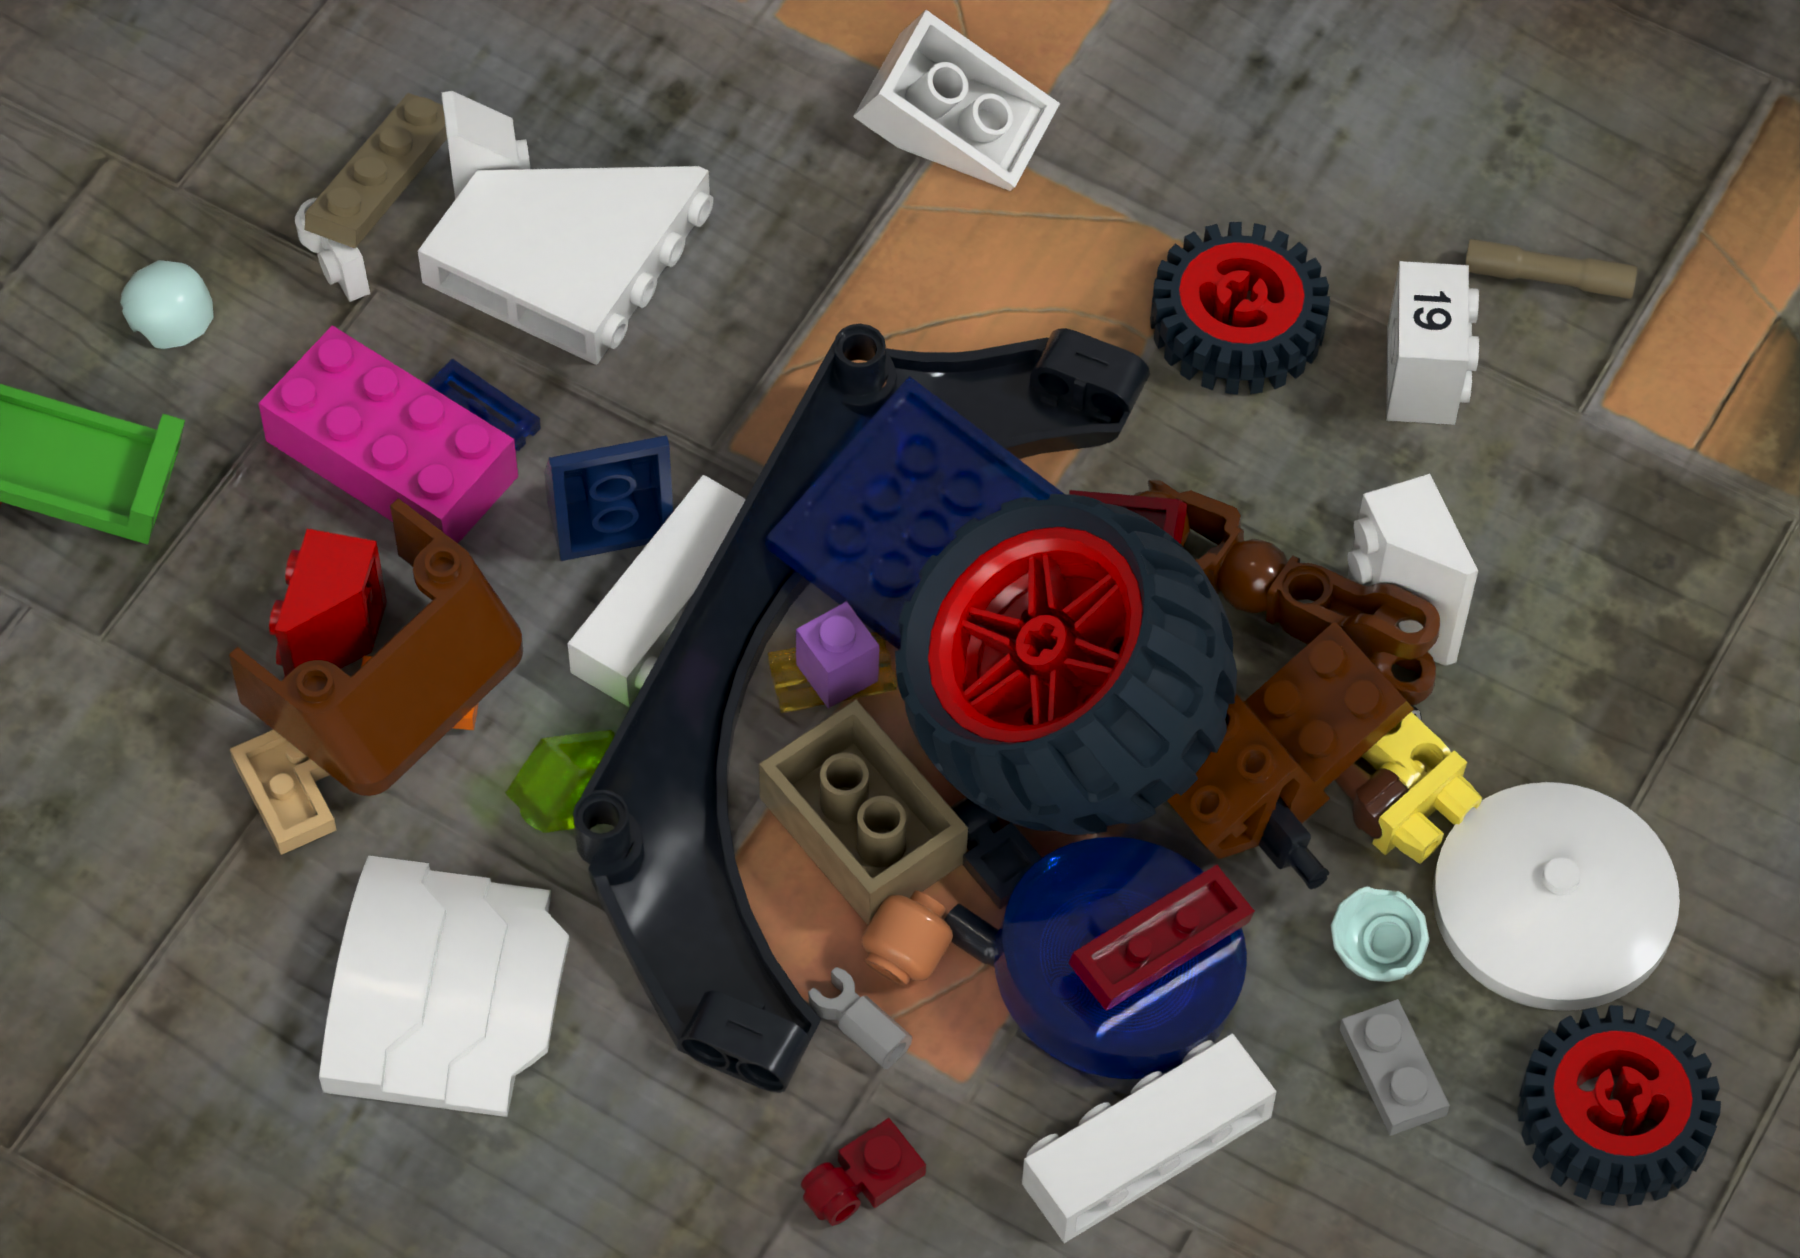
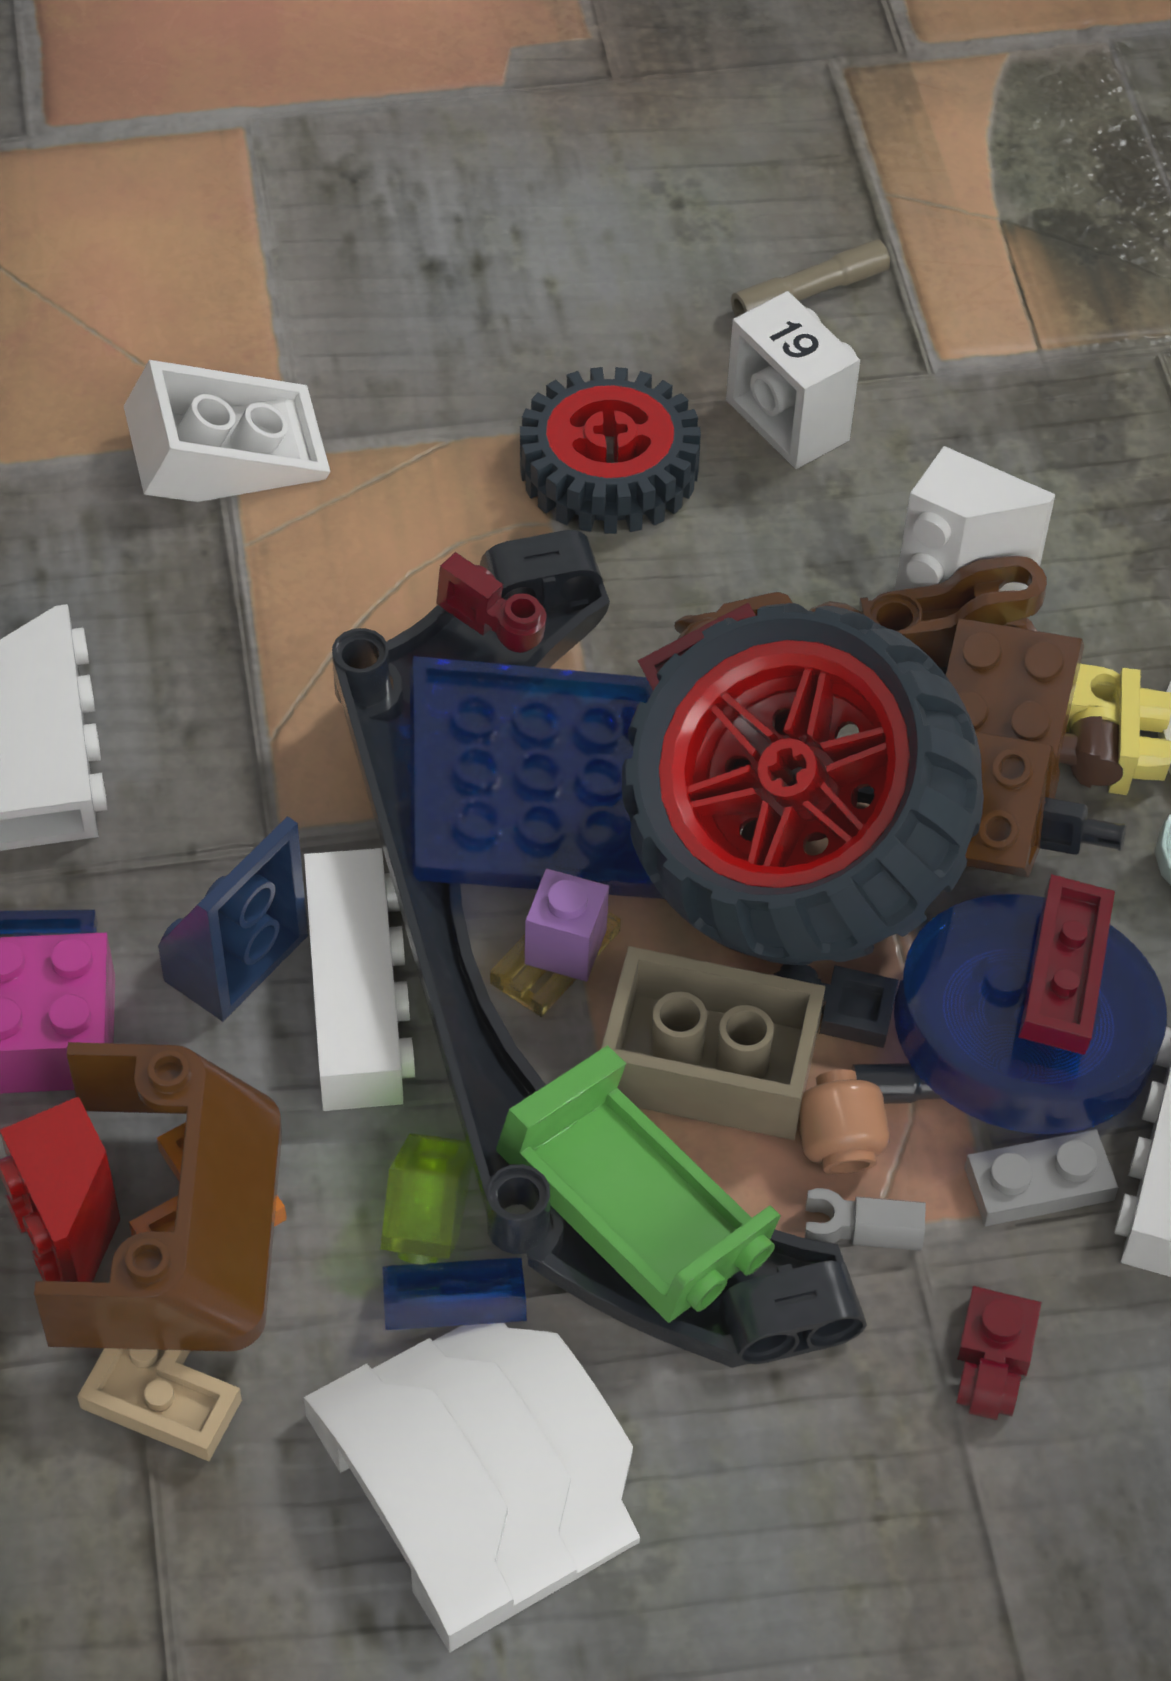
camera: 40 degrees left, 5 degrees down
(531, 860) = (454, 1293): none -> clear blue tile
(700, 871) = (634, 1189): none -> bright green panel
(1019, 1082) = (1040, 1177): none -> light grey plate
(1021, 397) = (476, 599): none -> dark red plate

